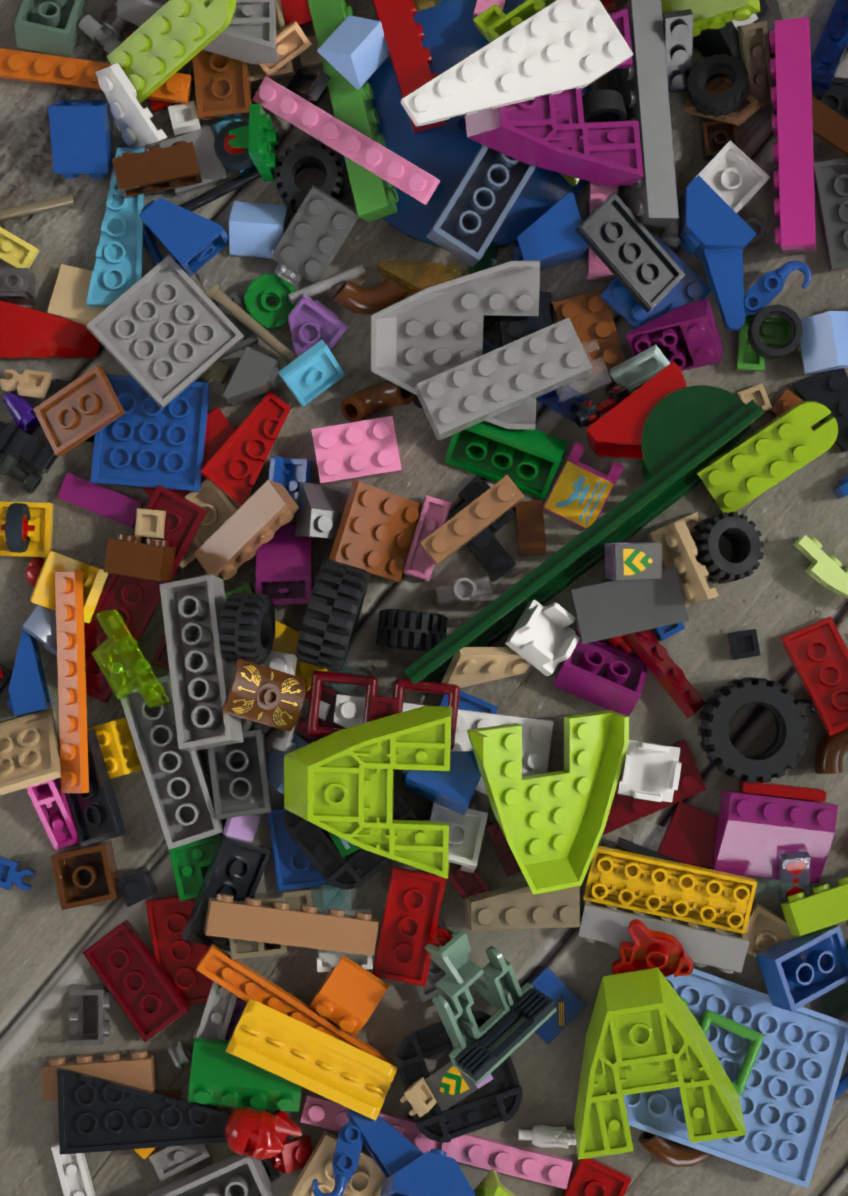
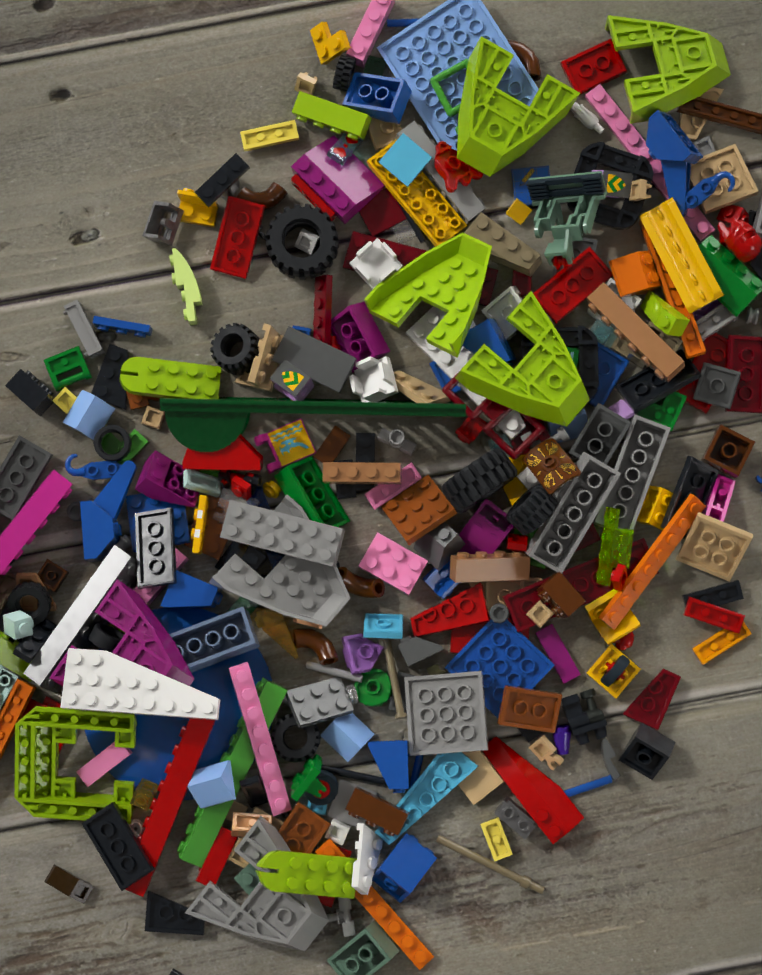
camera: 135 degrees left, 5 degrees down
(28, 681) = (679, 580): blue slope -> none
(42, 626) = (644, 605): sand blue slope -> none
(92, 632) = (619, 577): none -> red plate
(137, 886) = (704, 423): black brick -> none
(156, 941) = (717, 385): none -> dark grey tile
(196, 488) = (498, 613): none -> dark grey tile
(238, 581) = (517, 542): none -> red plate
(277, 973) = (664, 315): none -> lime slope
(391, 668) = (470, 429): none -> red bracket
(410, 629) = (443, 440): black tyre -> none
(538, 963) = (518, 211): none -> yellow tile
(557, 425) = (271, 489): none -> yellow plate
(591, 394) = (241, 488): none -> red plate
(598, 311) = (198, 532): none -> yellow plate
(710, 47) = (18, 624): none -> light aqua brick
(714, 917) = (405, 160): none -> medium azure tile
(734, 176) = (65, 546): white panel -> none
(743, 644) = (268, 291): black plate -> none
(748, 734) = (306, 241): none -> white plate

